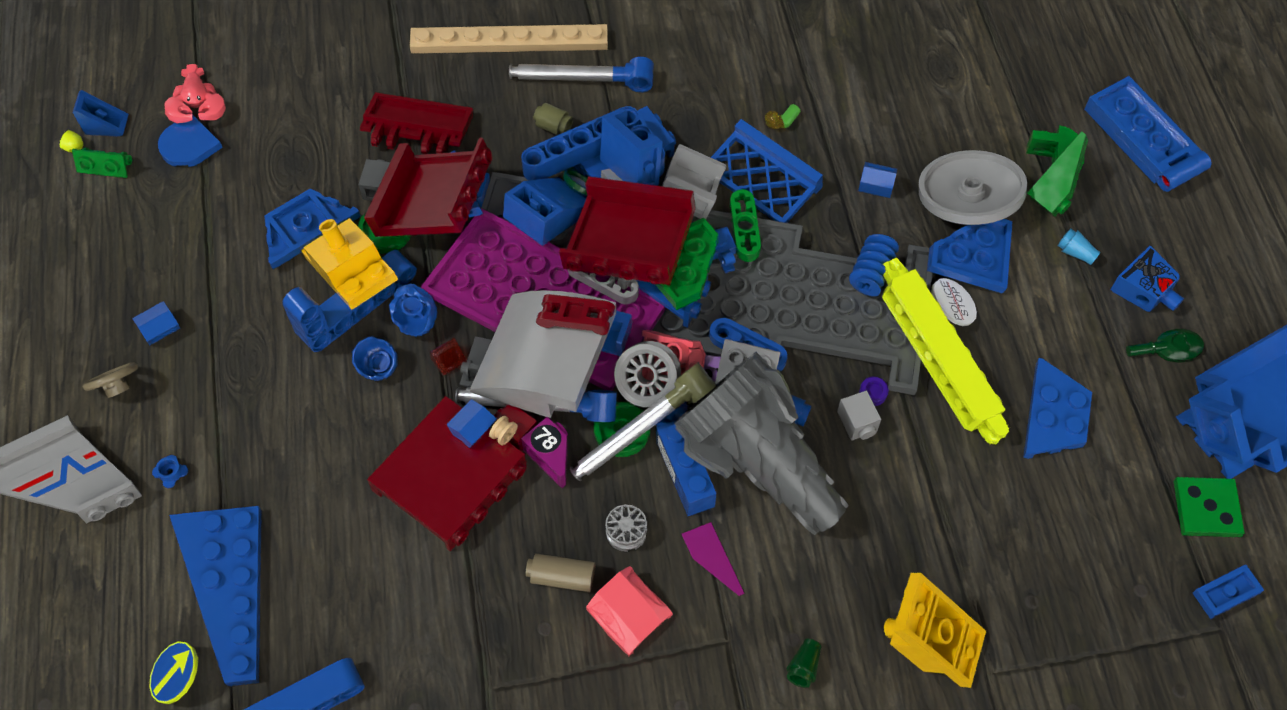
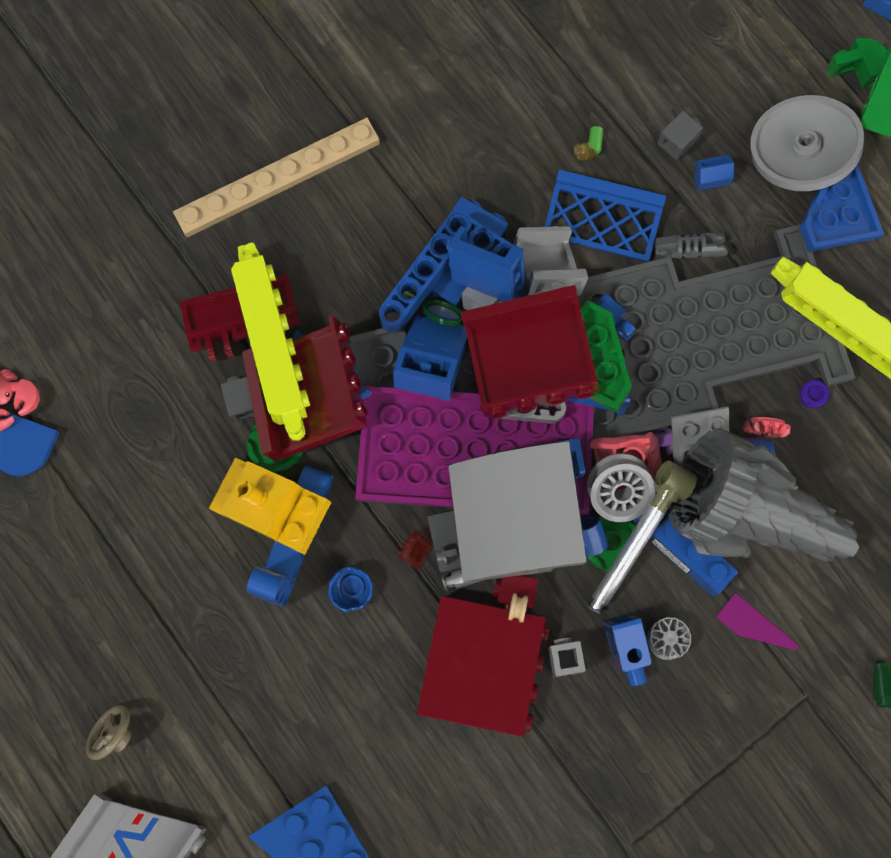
camera: 25 degrees left, 15 degrees up
(156, 323) = (114, 653): blue piece -> none
(166, 464) = (213, 798): blue plate -> none
(298, 224) = (194, 479): blue wing -> none
(413, 310) = (358, 522): blue hair -> none
(423, 142) = (268, 341): none -> neon yellow hinge
(471, 423) = (486, 615): blue piece -> none
(523, 497) = (566, 657): none -> light grey brick
(549, 449) = (562, 598): magenta slope -> none
(552, 119) = (373, 250): olive brick -> none
(561, 572) = (636, 710): dark tan brick -> none
(575, 313) = (540, 473): dark red plate -> none
(585, 501) = (627, 634): none -> torso
(627, 610) = (713, 715): coral slope -> none
(635, 74) = (427, 163): piece -> none
(739, 234) = (622, 271): green beam -> none
(744, 335) = (674, 402): blue plate -> none
(812, 392) = (766, 427): none -> coral gear
(827, 227) = (691, 246): none -> dark grey hinge
(859, 416) = (817, 428): light grey brick -> none
(864, 139) = (680, 135): none -> dark grey brick
(869, 268) = (759, 271): blue piece -> none
(954, 301) = (845, 270): white piece -> none

